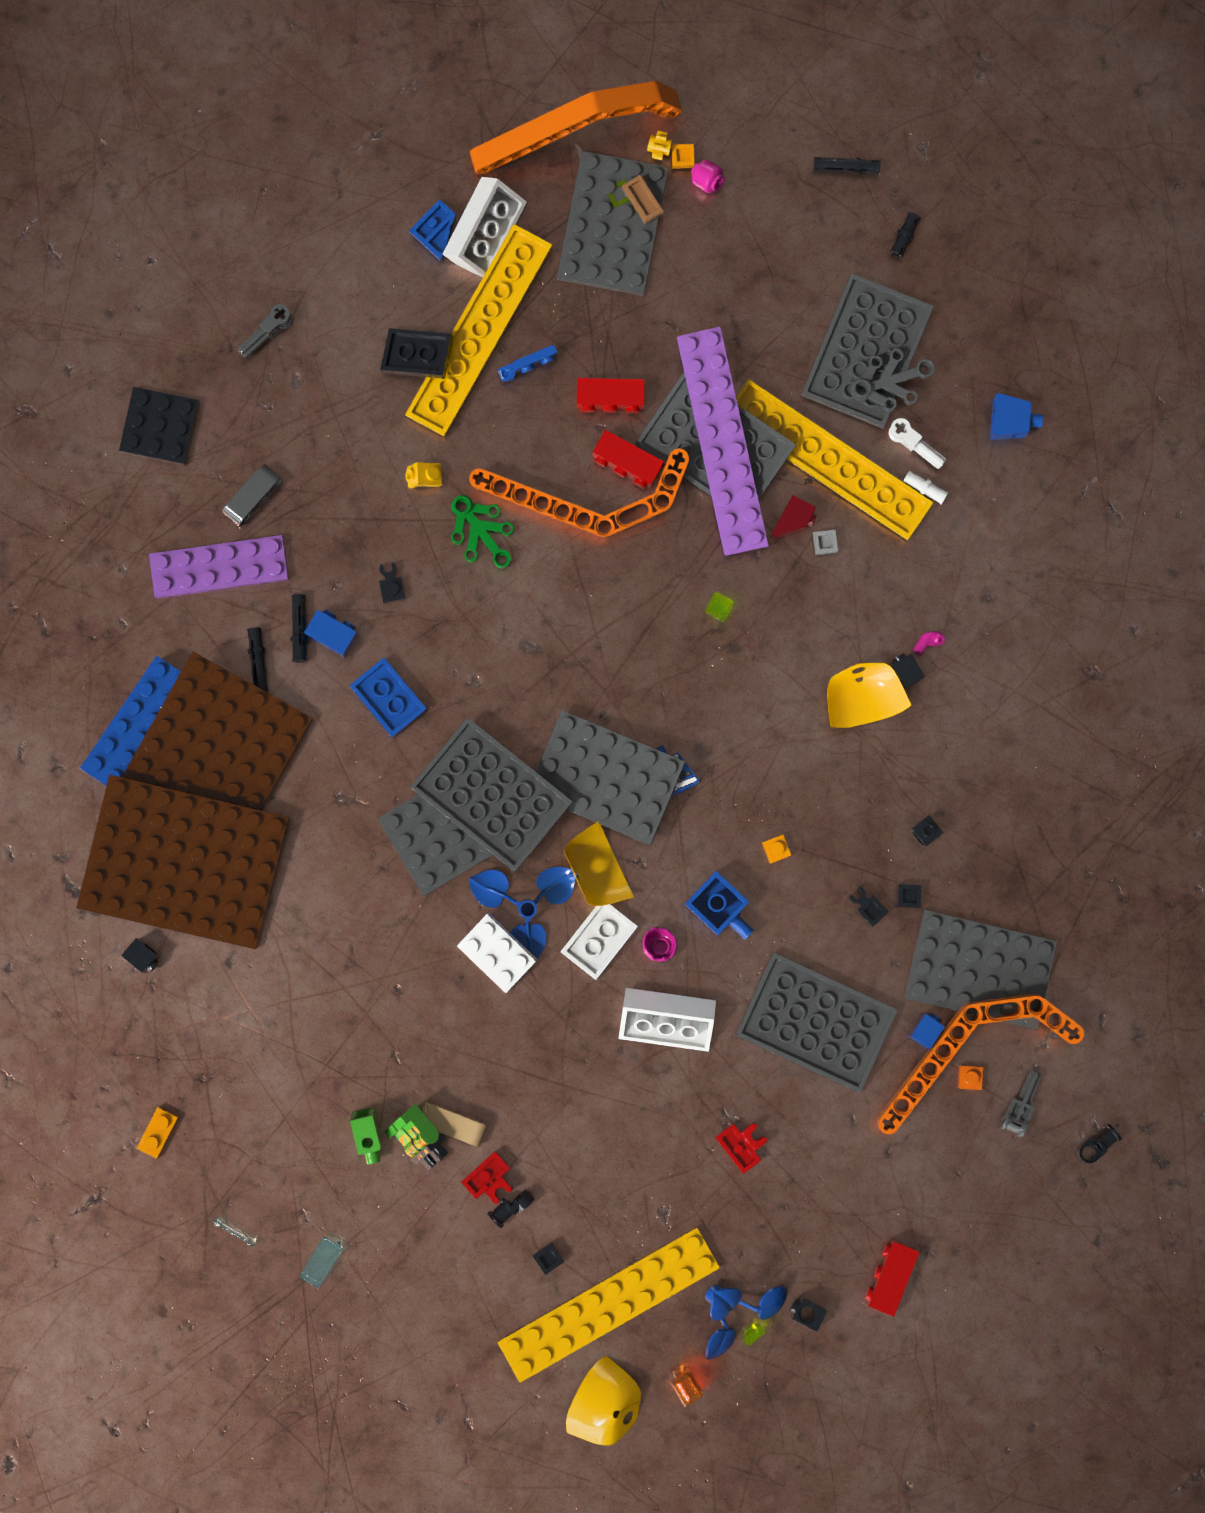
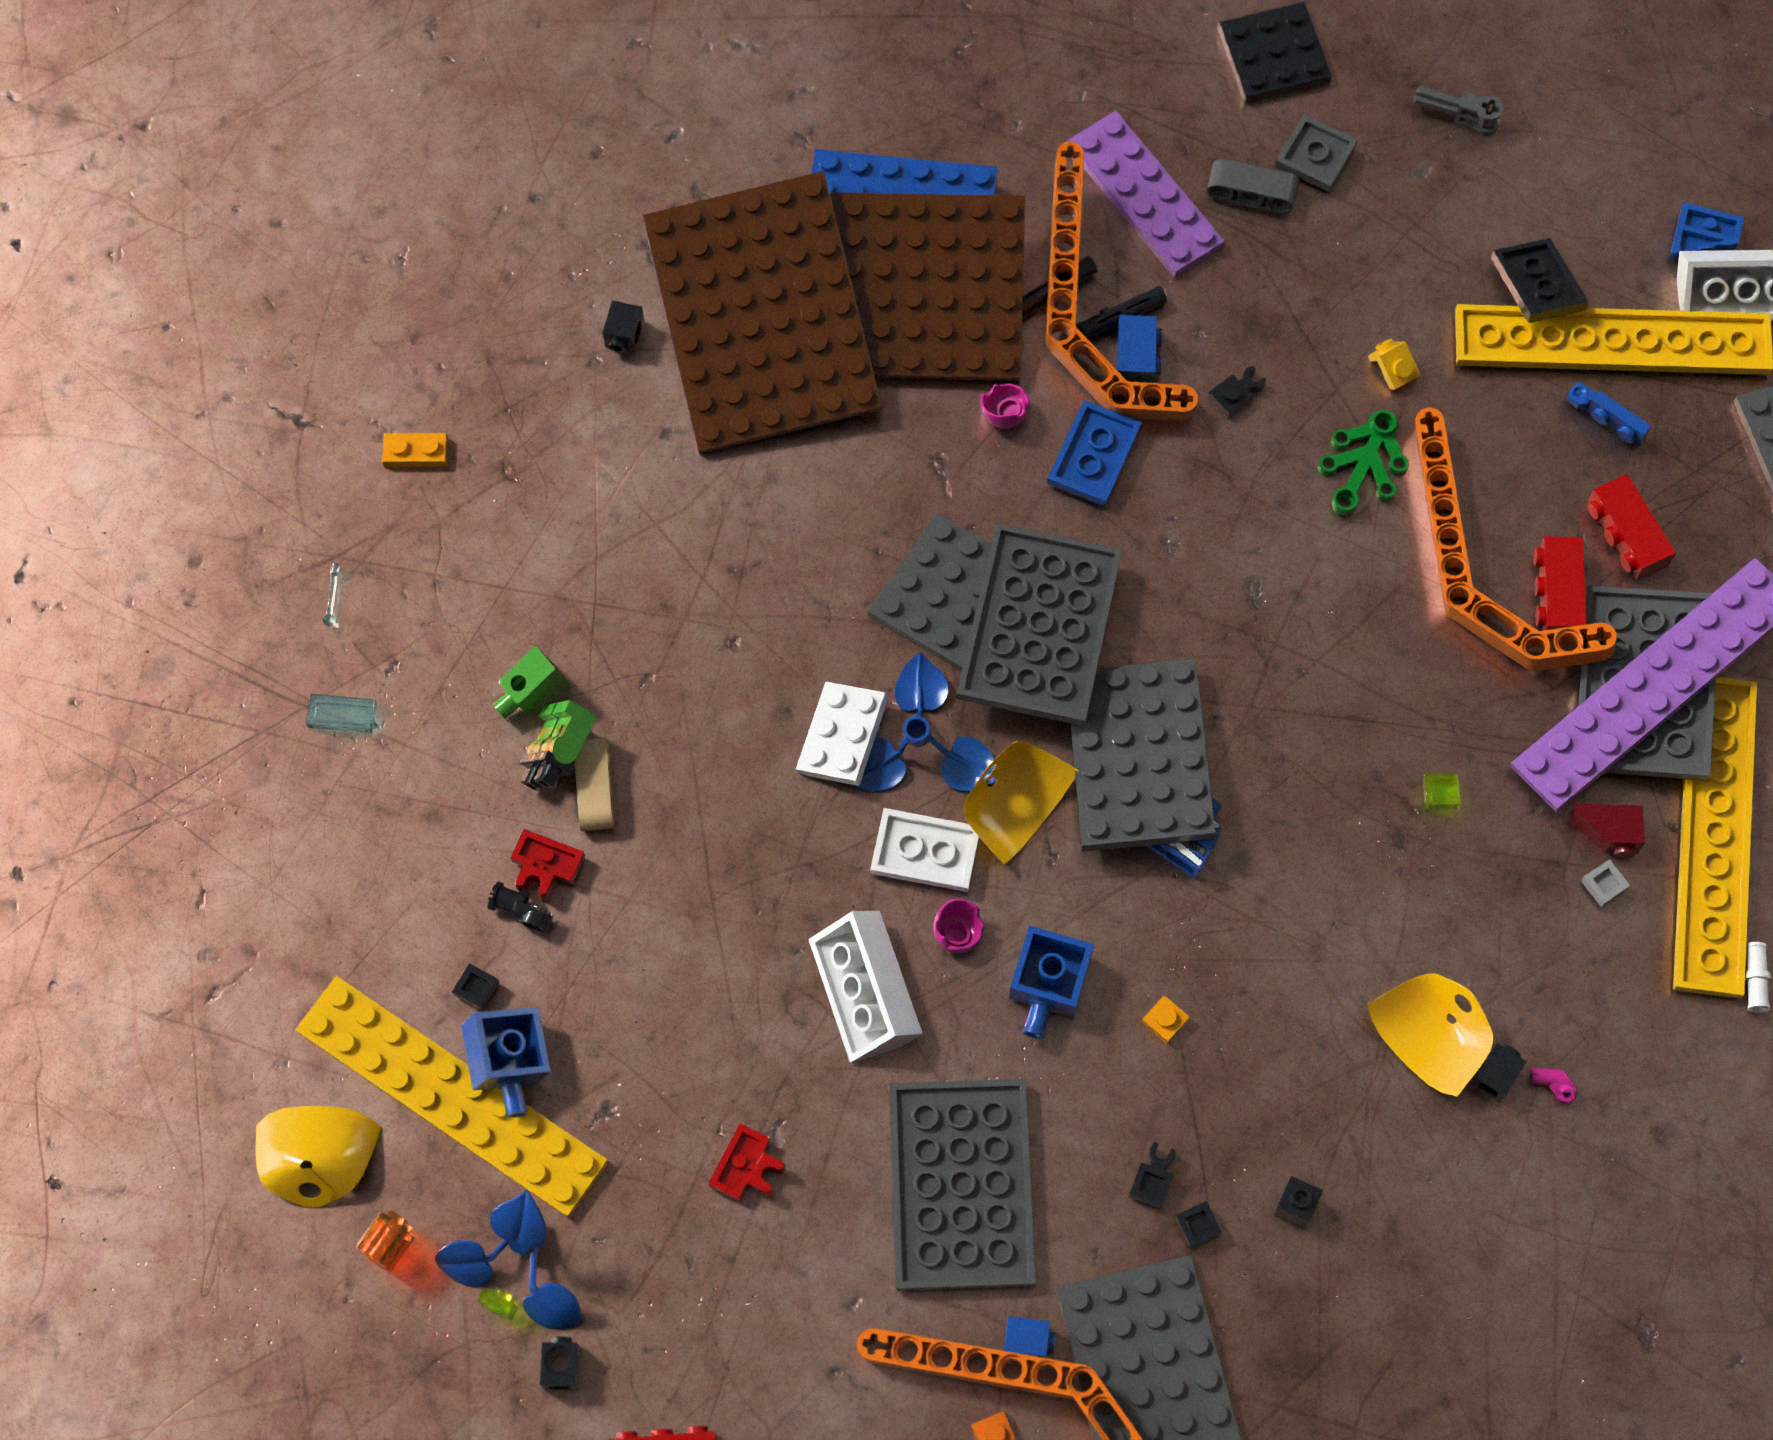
camera: 65 degrees right, 15 degrees down
(249, 441) = (1316, 153): none -> dark grey plate
(272, 656) = (1066, 320): none -> orange beam
(327, 737) = (1005, 405): none -> dark pink hair
(604, 1260) = (505, 1053): none -> blue brick

